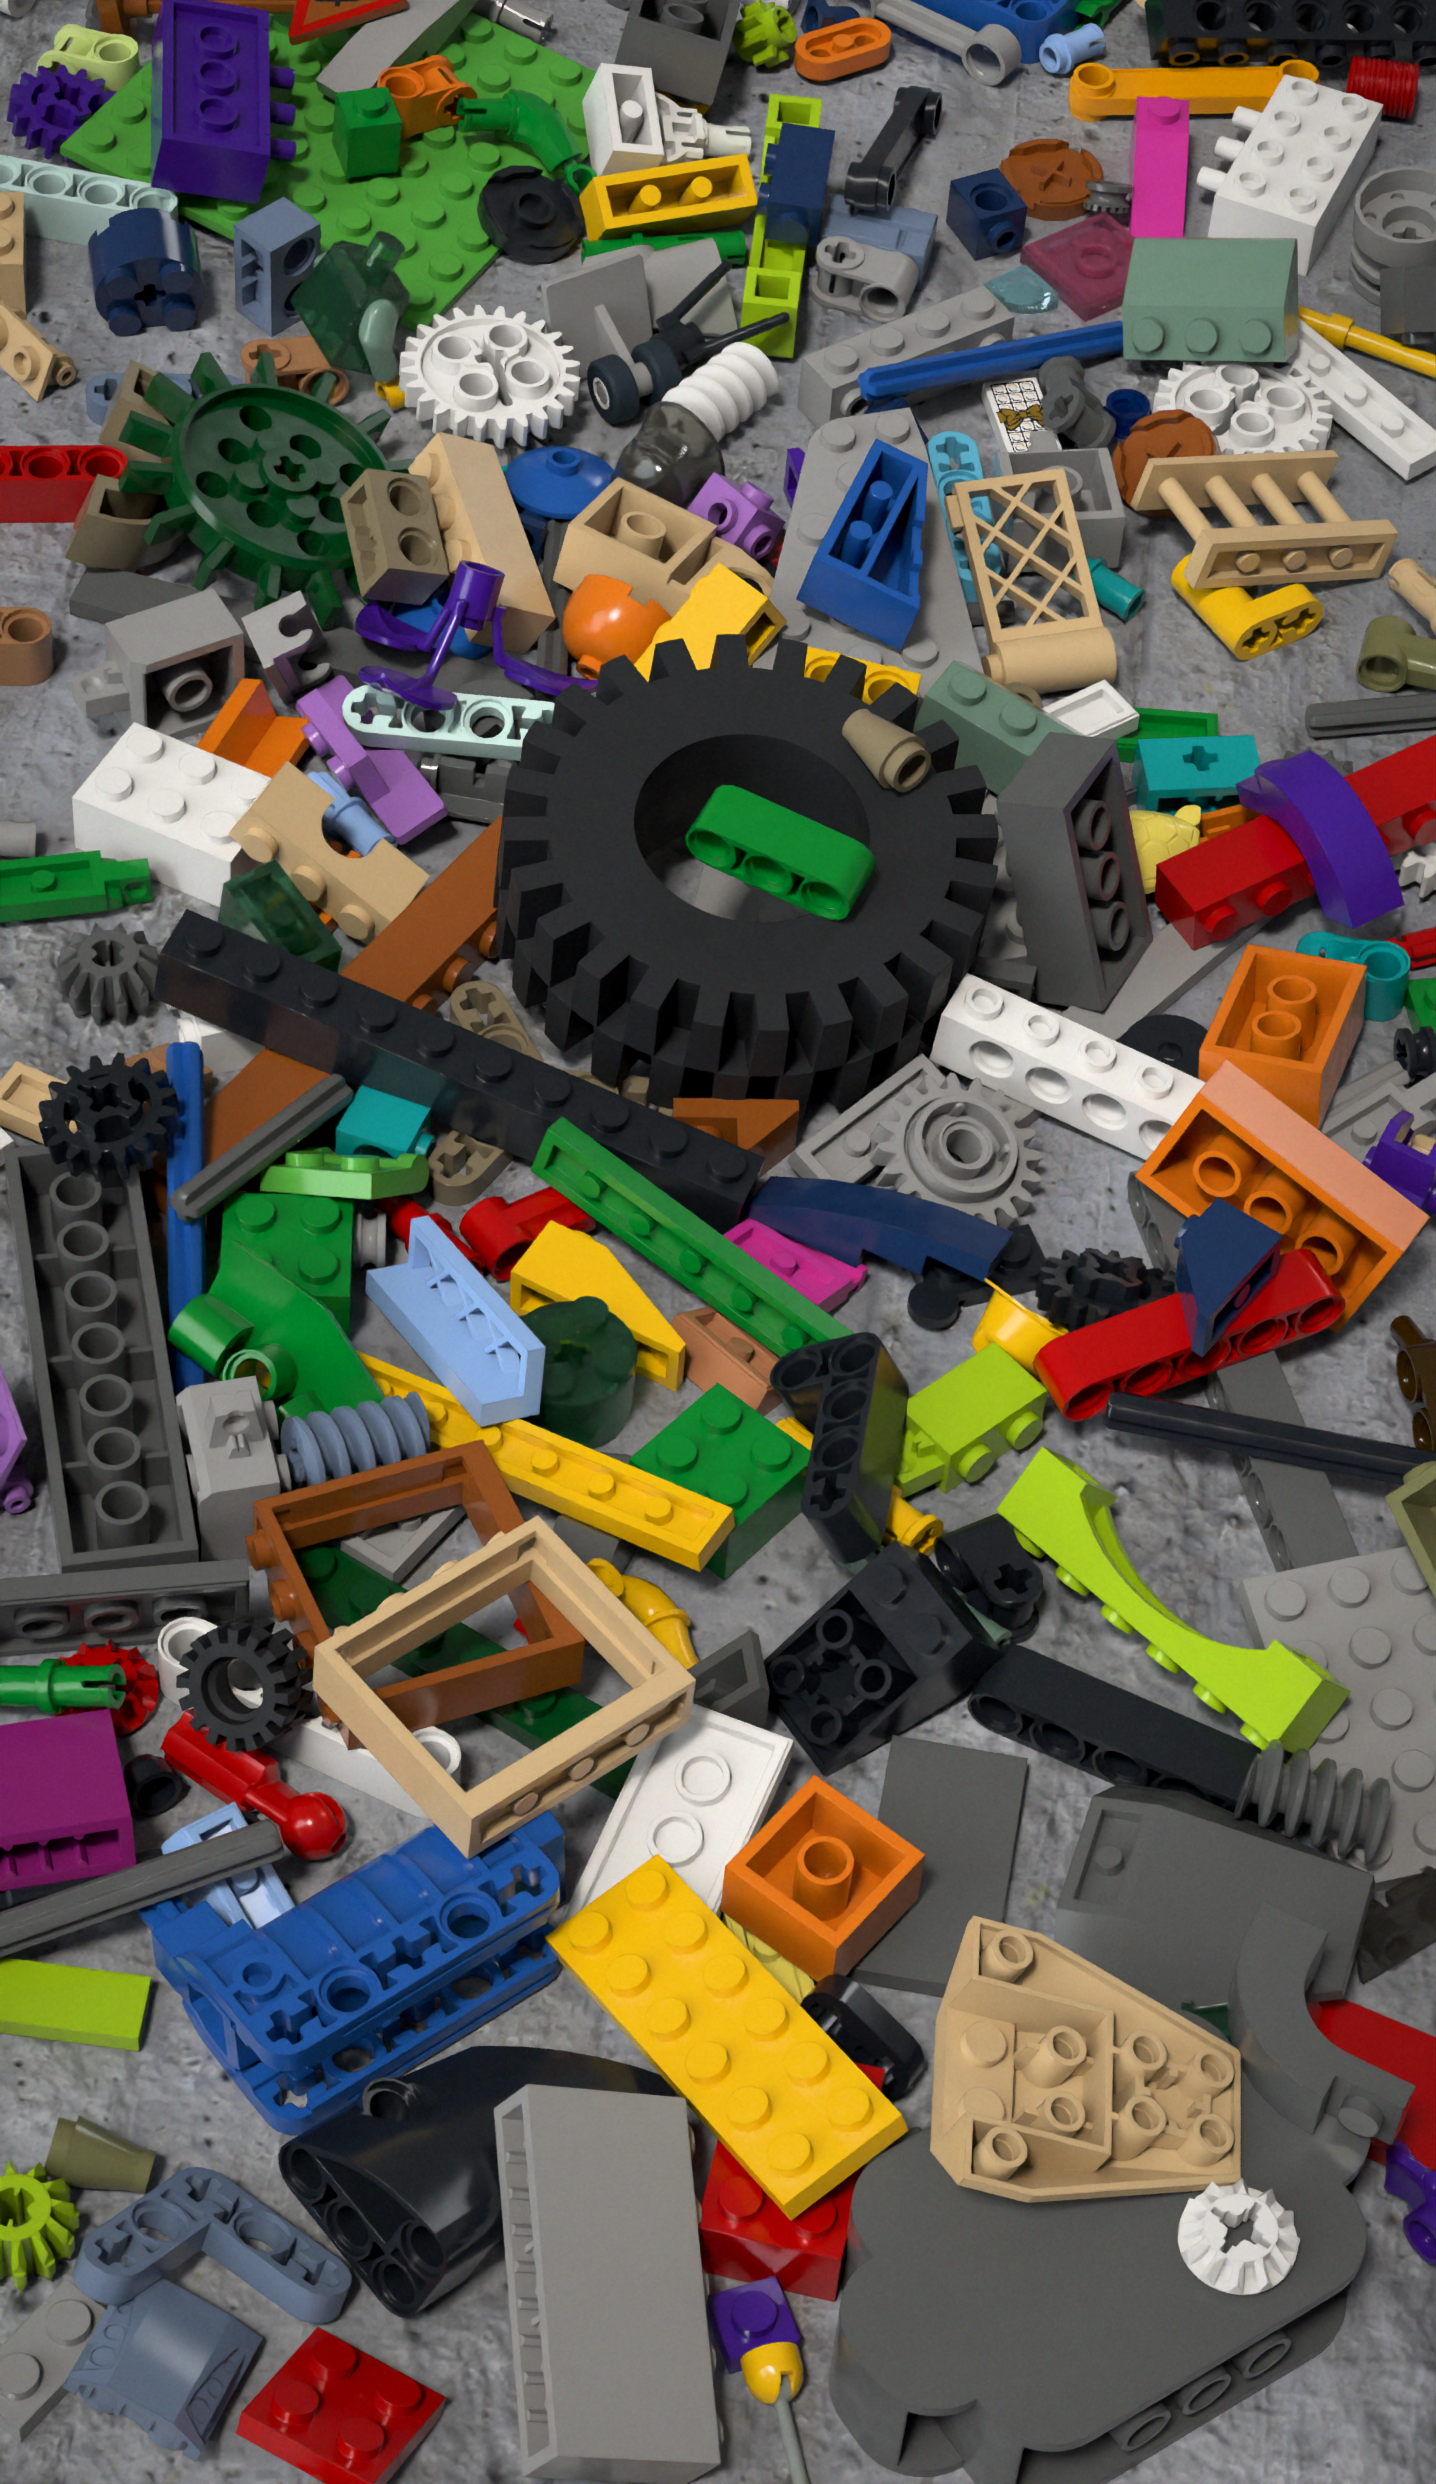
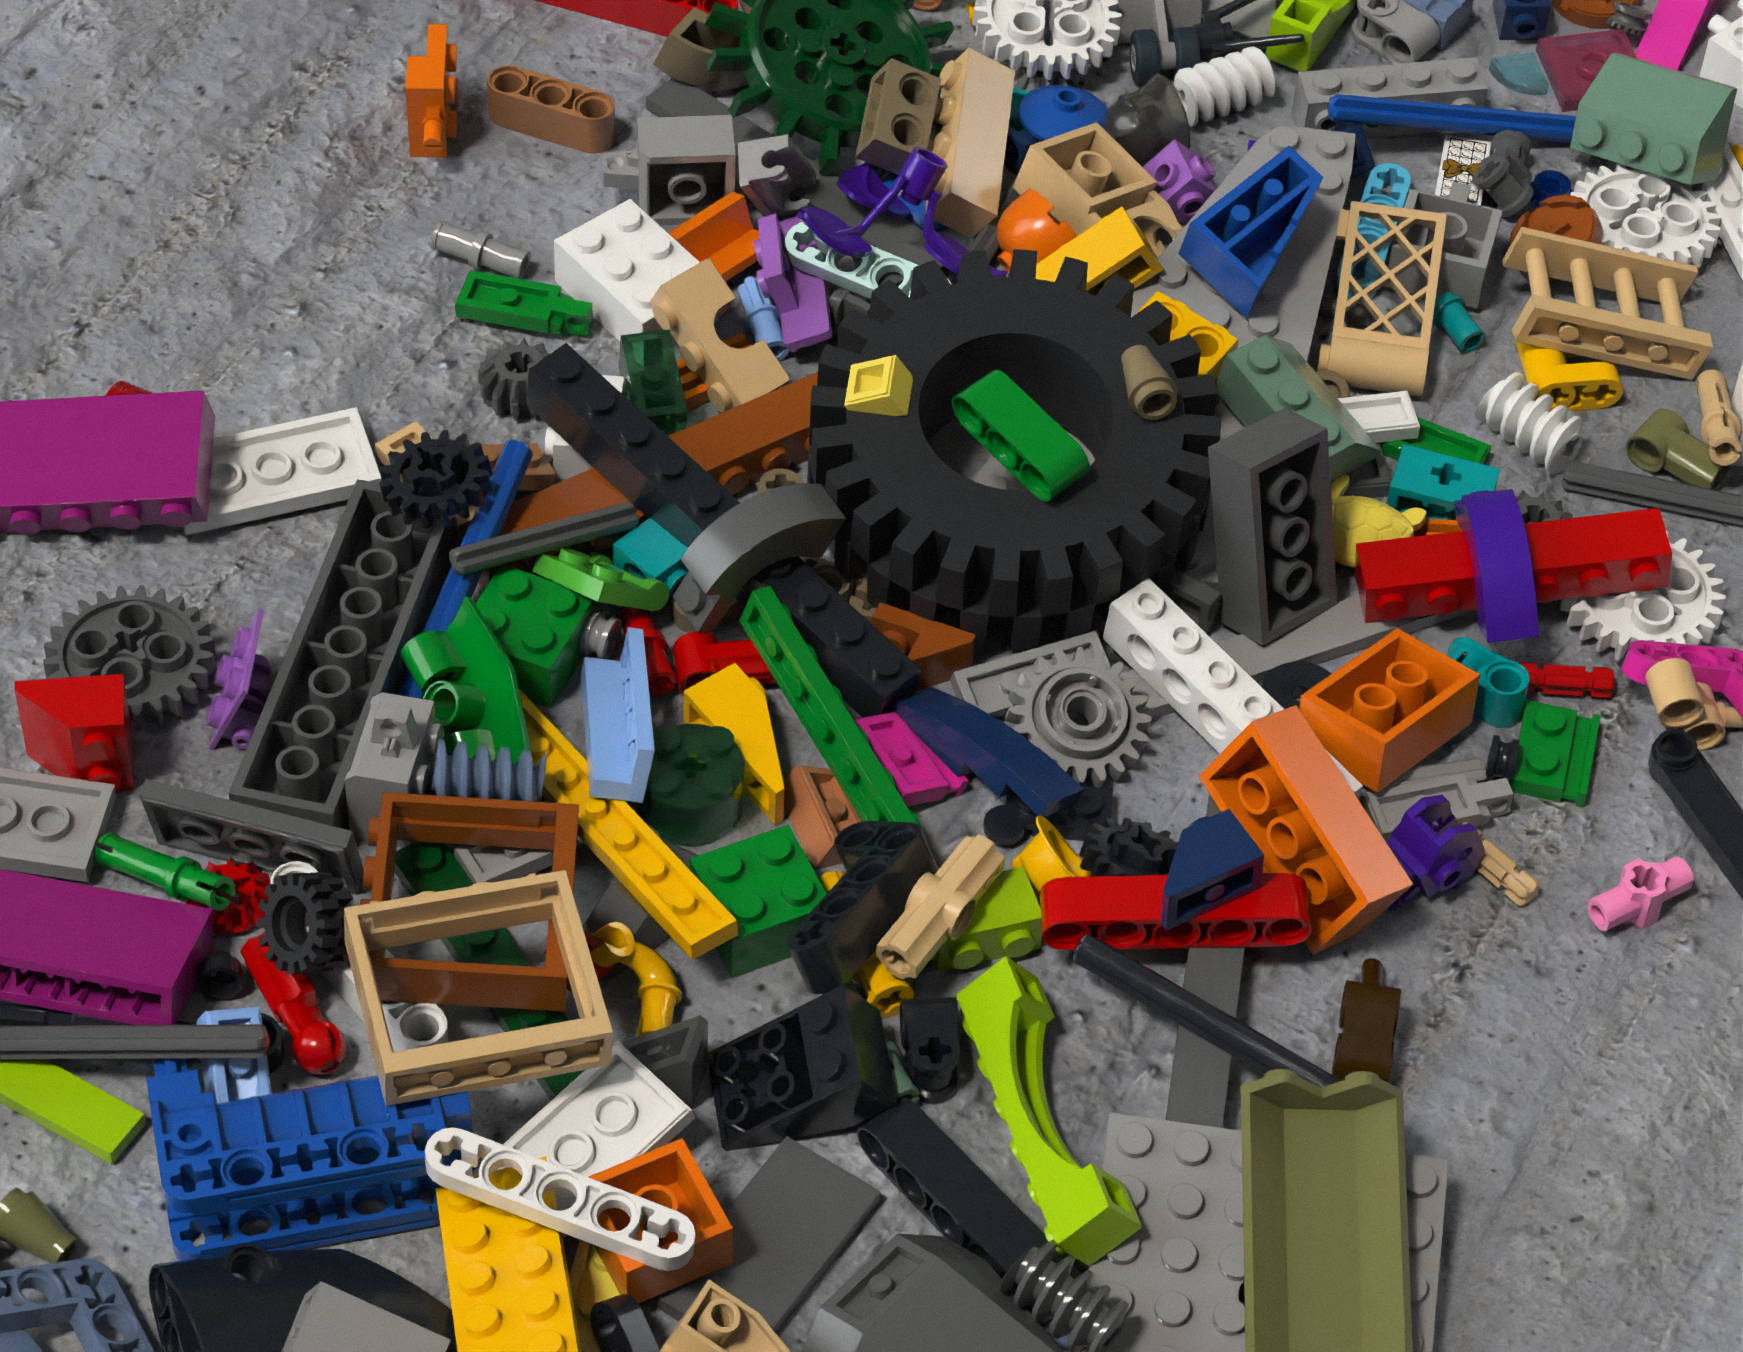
camera: 25 degrees right, 0 degrees up
(514, 1076) = (747, 539): none -> dark grey arch
(590, 847) = (879, 387): none -> light yellow slope
(696, 1909) = (577, 1221): none -> white beam
(940, 1416) = (940, 907): none -> tan piece
(1251, 673) = (1531, 423): none -> white piece

